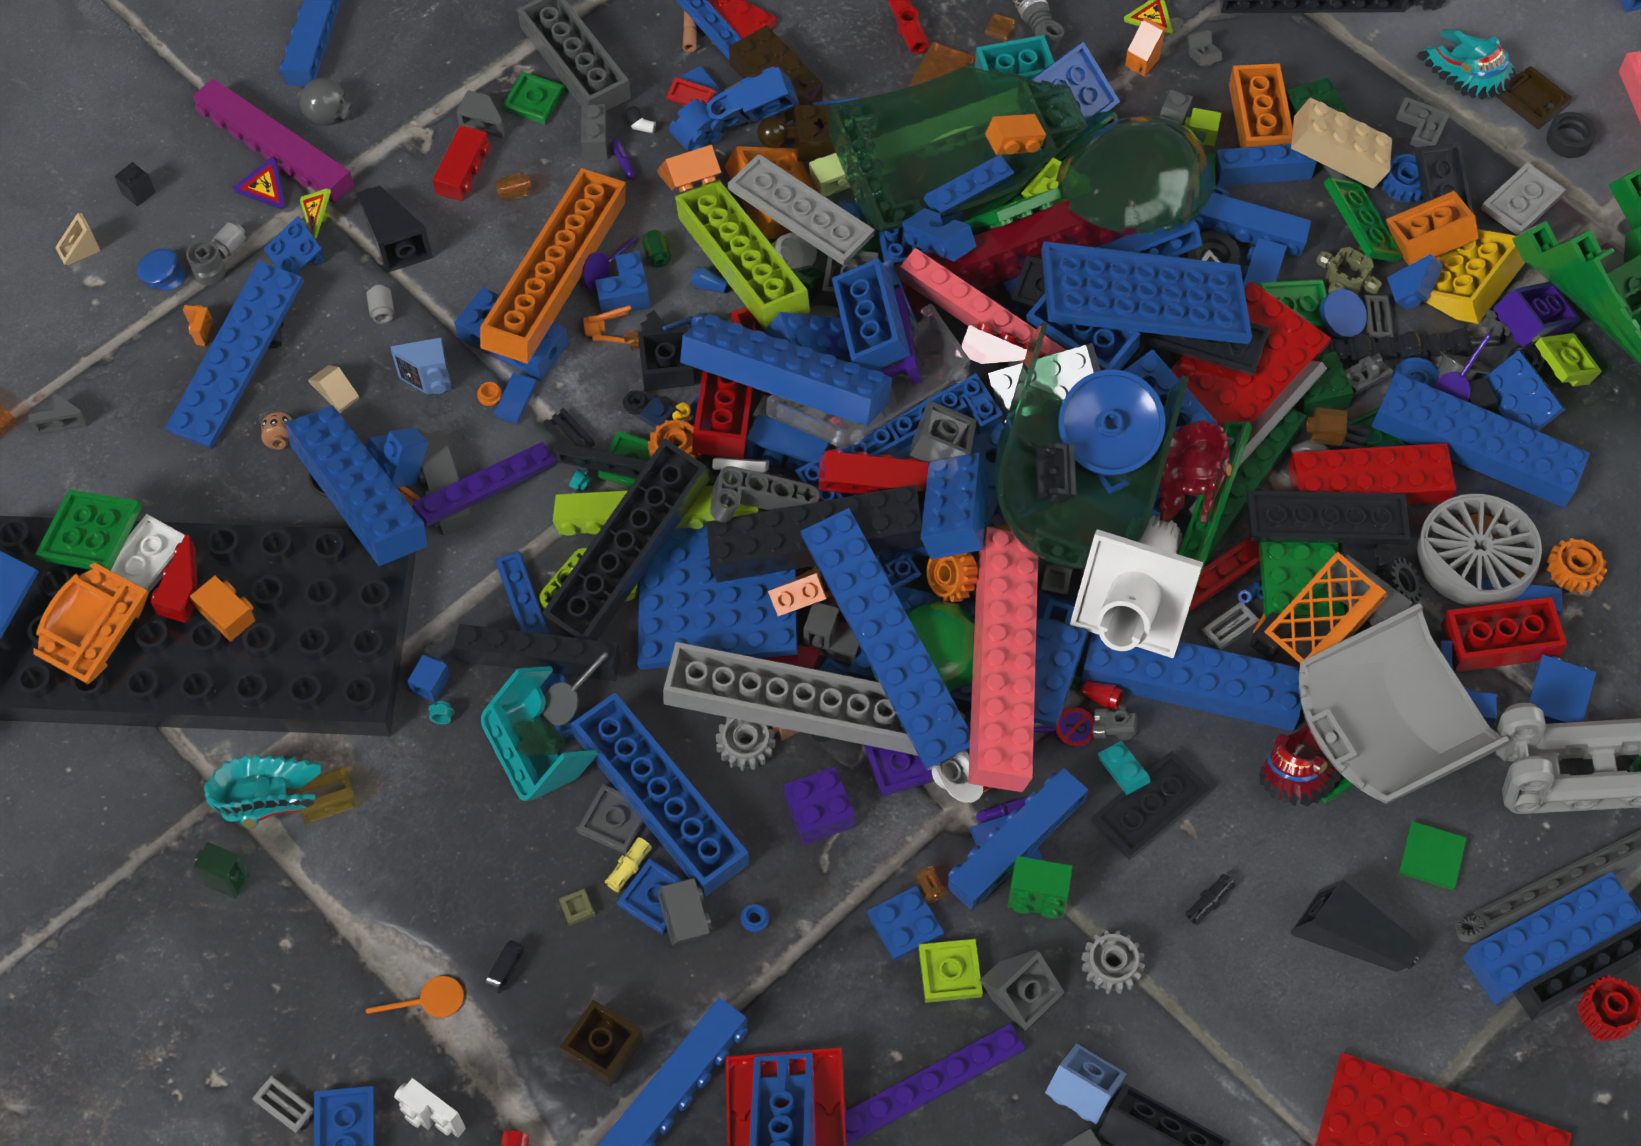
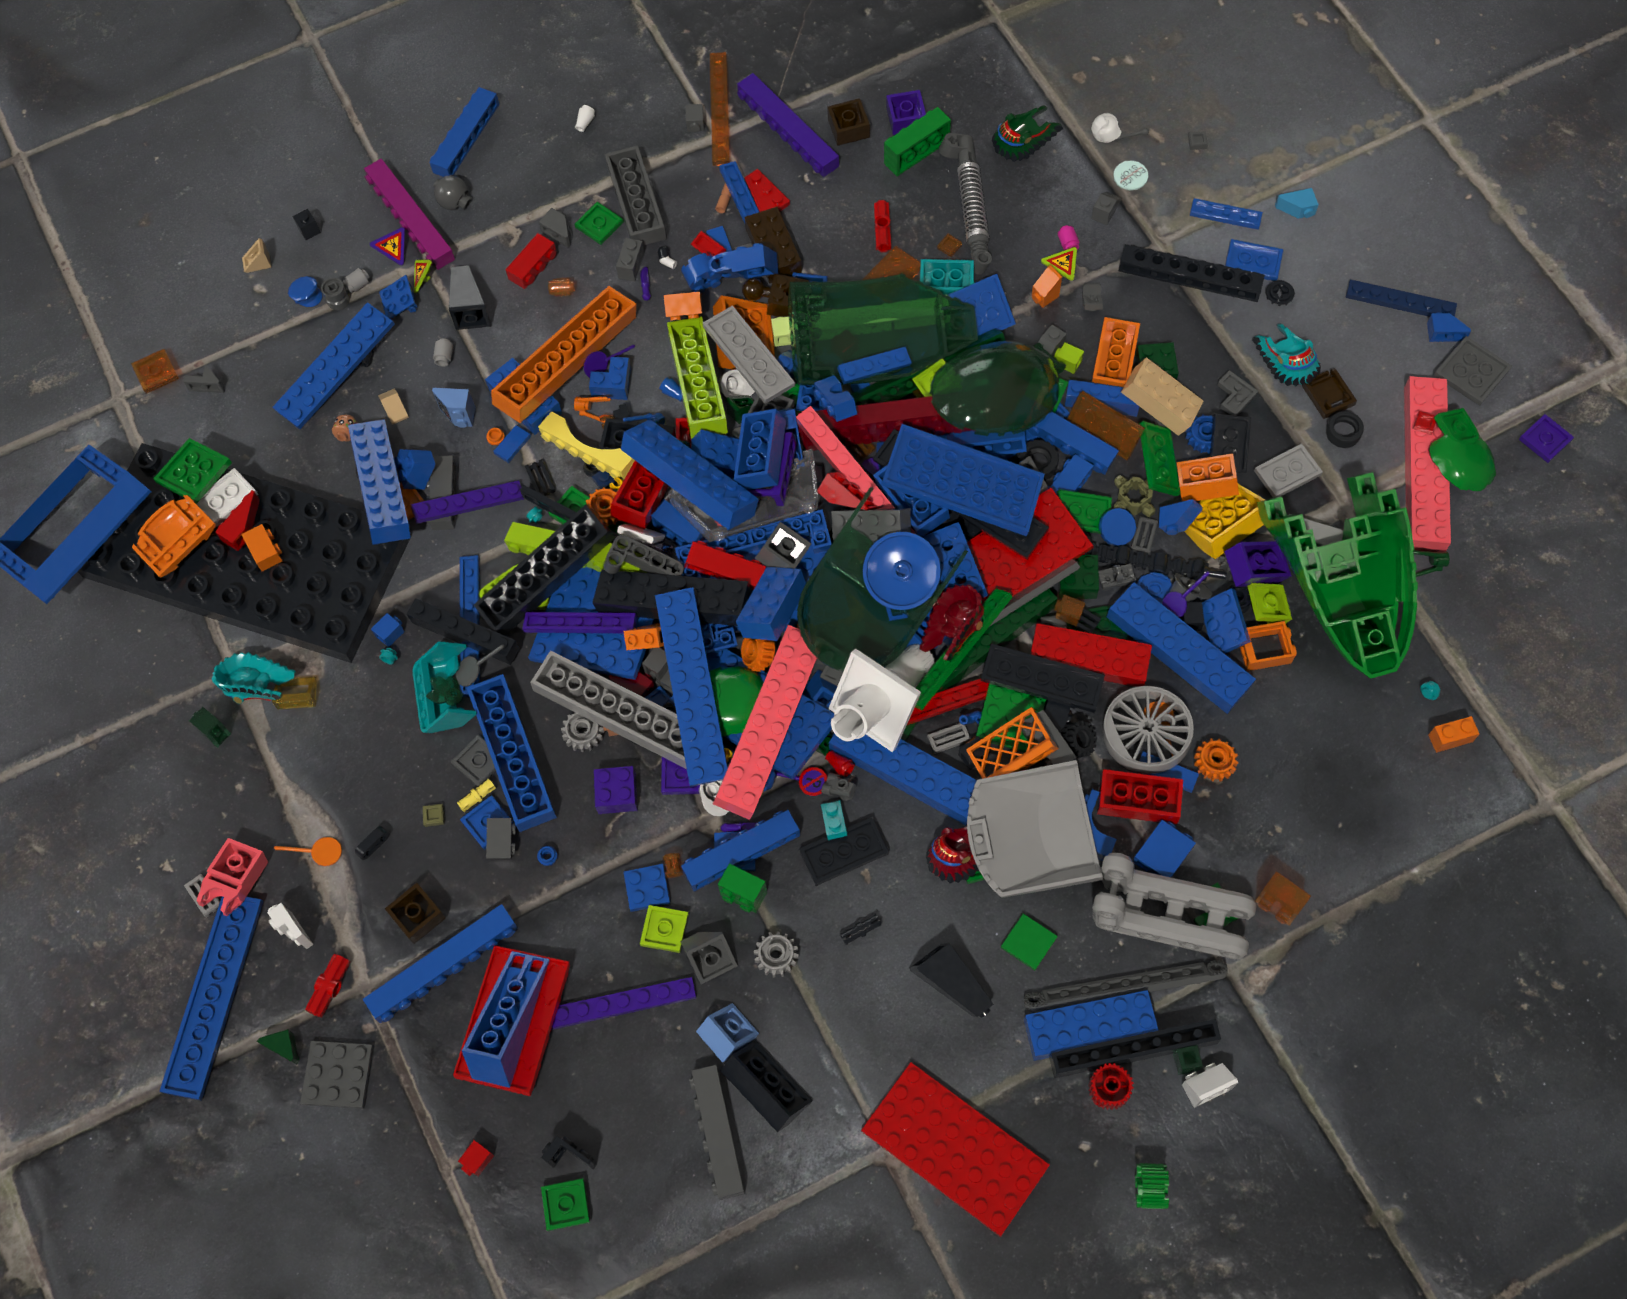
camera: 20 degrees right, 5 degrees up
(200, 323) = (318, 338): orange bracket -> none
(322, 1061) = (232, 875): none -> coral brick
(656, 248) = (644, 357): dark green brick -> none
(668, 385) = (613, 461): none -> light yellow arch
(696, 599) = (578, 622): none -> dark purple plate
(1014, 210) = (895, 393): green plate -> none
(1015, 134) = (921, 334): orange brick -> none
(1055, 472) = (849, 597): black hinge -> none
(1283, 192) = (1106, 424): none -> clear orange plate
(1598, 394) = (1284, 634): none -> orange window

